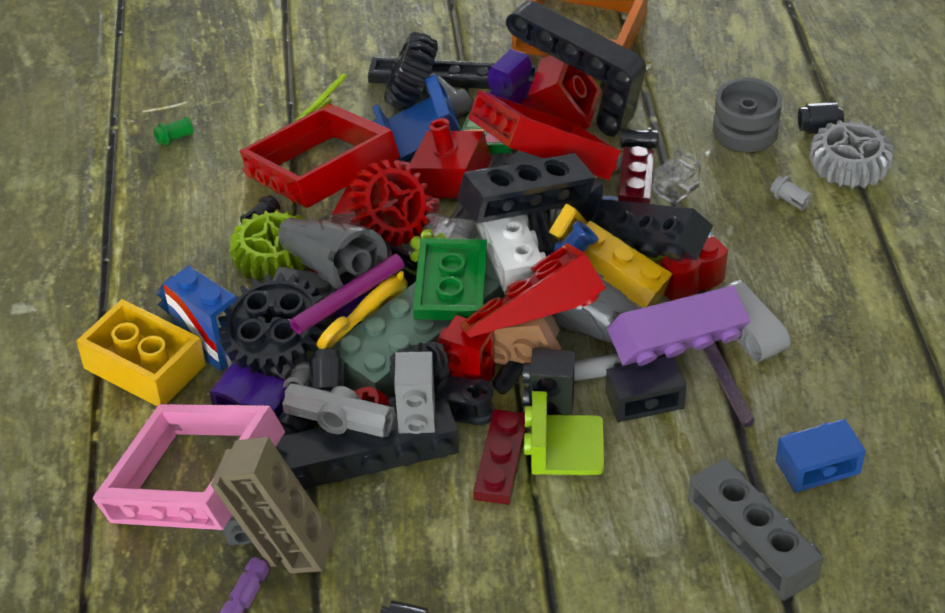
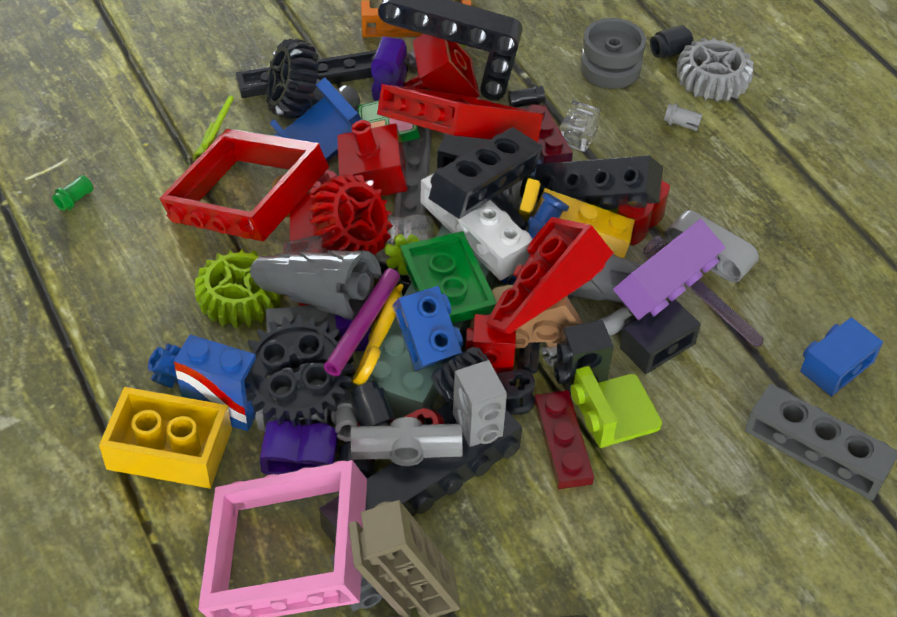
camera: 25 degrees left, 5 degrees up
(267, 203) = (208, 251): black pin -> none
(400, 312) = (428, 327): none -> blue brick

